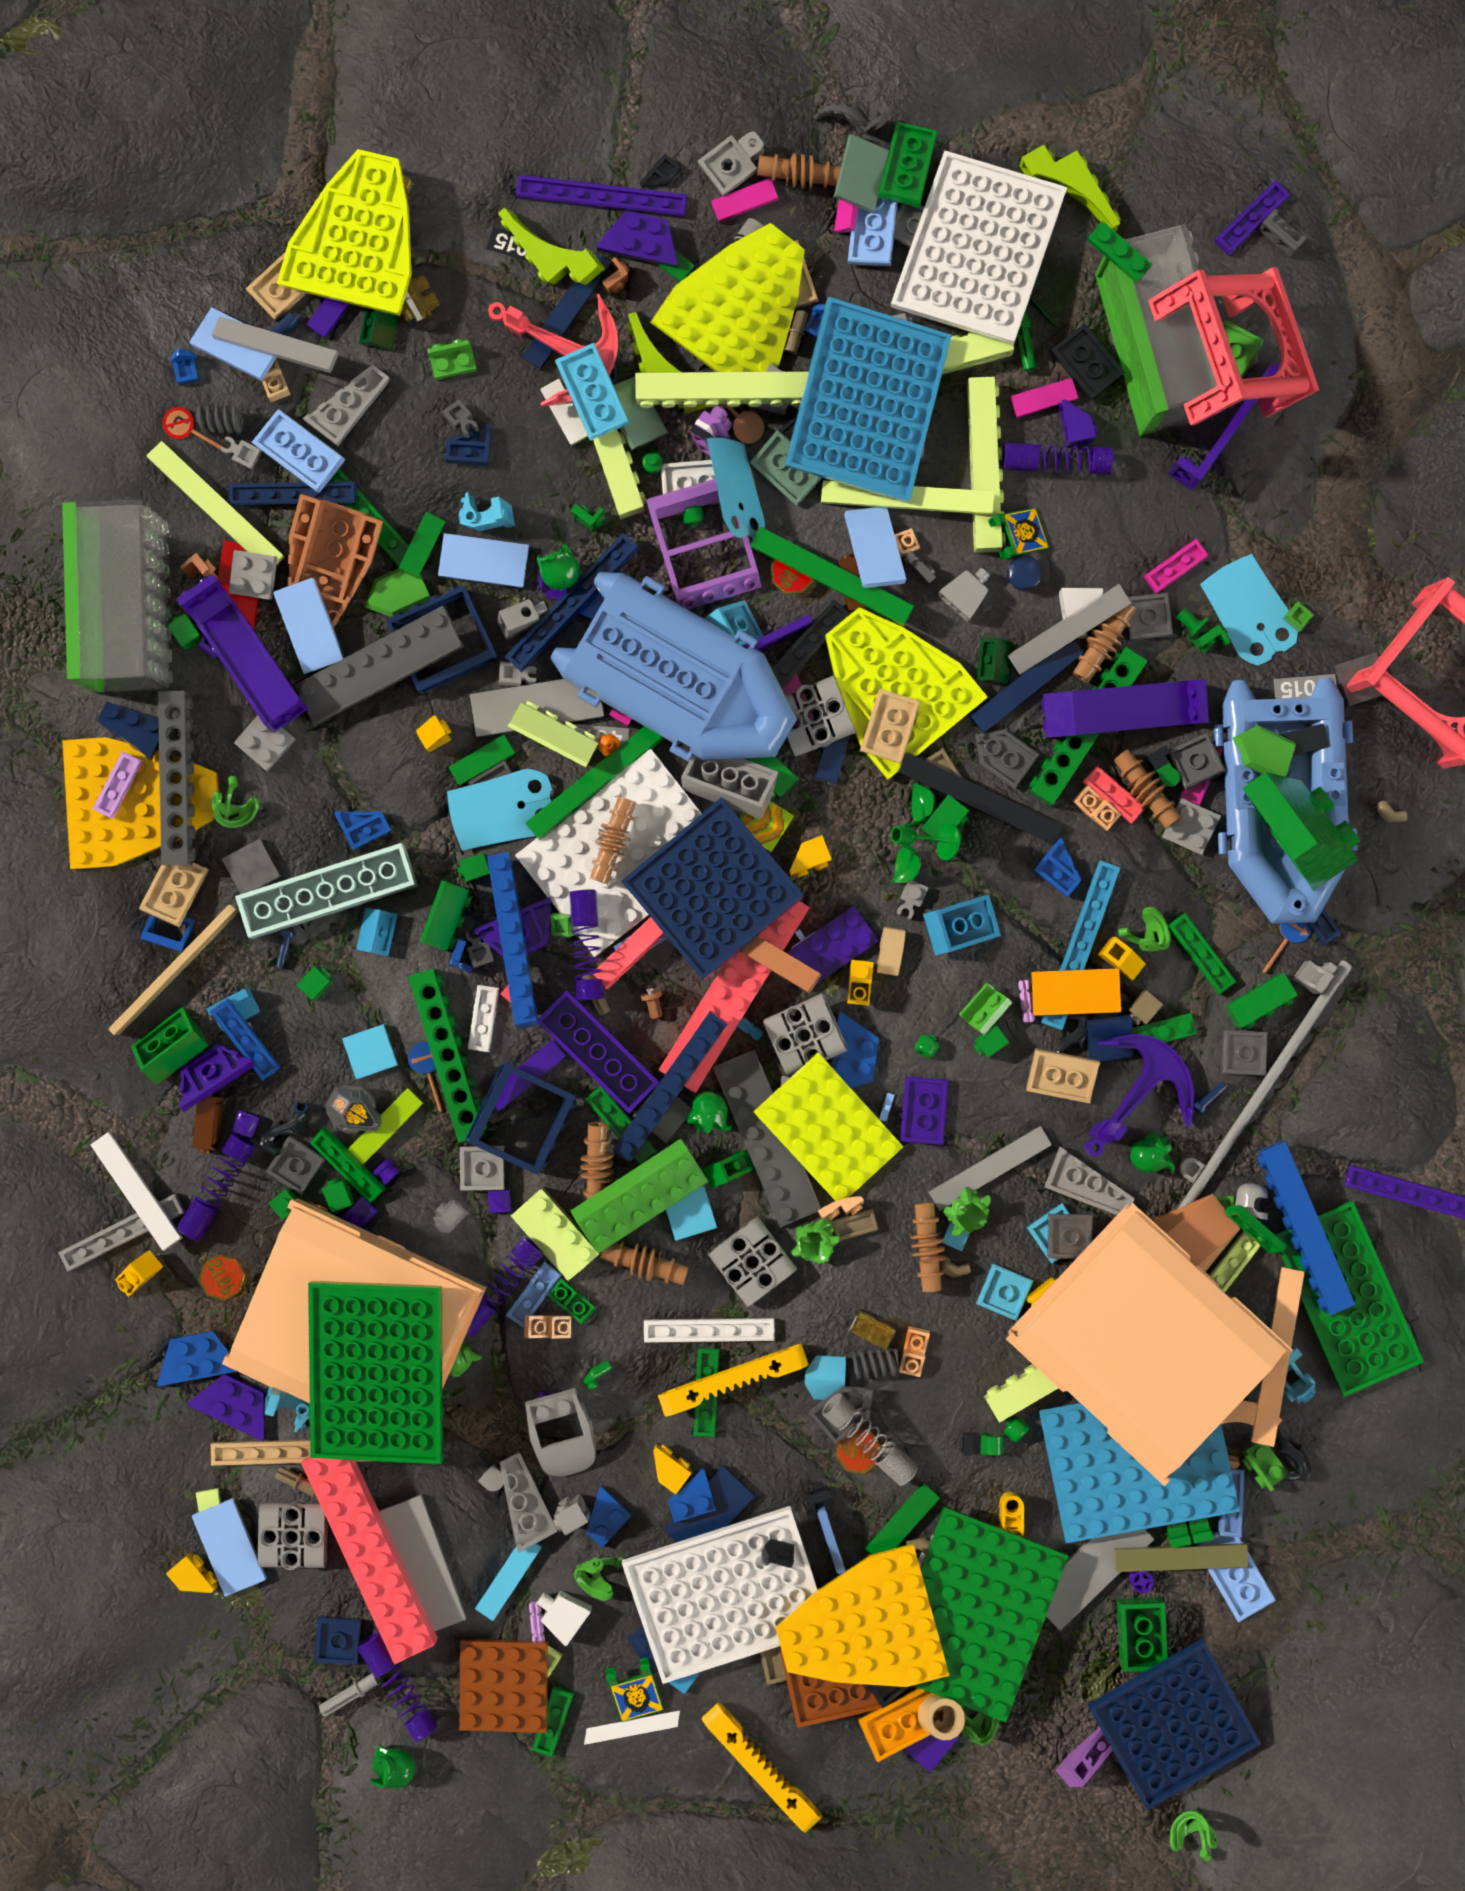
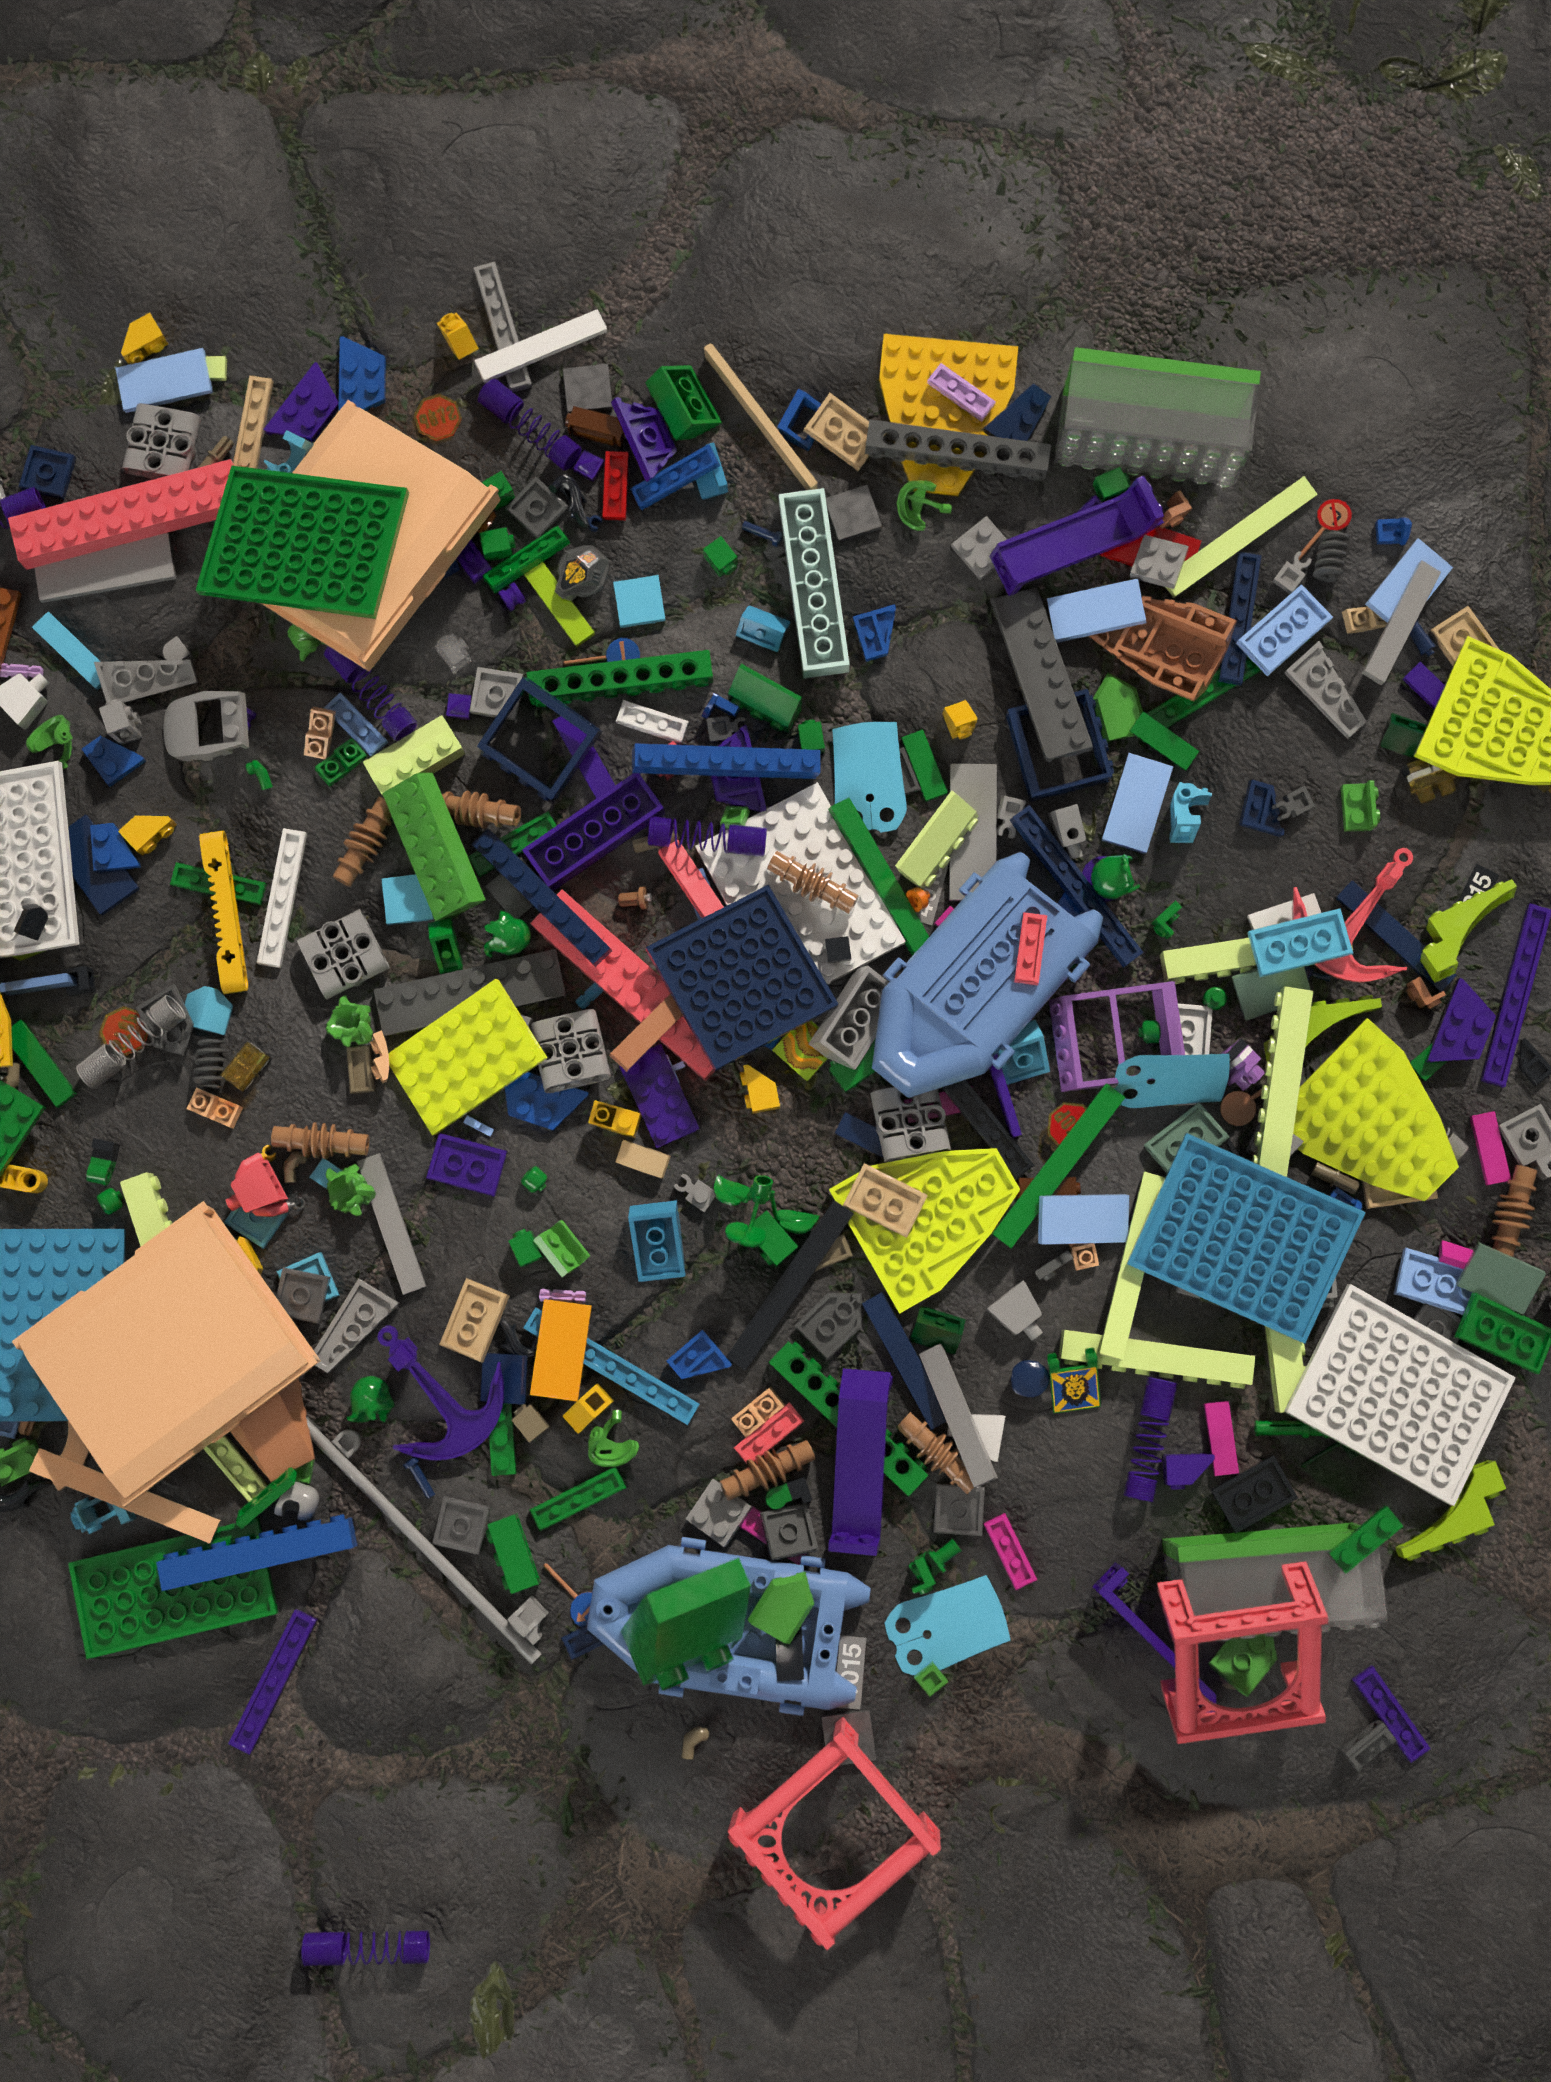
camera: 100 degrees right, 5 degrees down
(170, 1139) = (588, 388): none -> flat silver tile
(262, 1094) = (615, 485): none -> red plate
(643, 630) = (1030, 949): none -> coral tile
(670, 807) = (838, 949): none -> black tile
(982, 1293) = (259, 1188): none -> coral torso

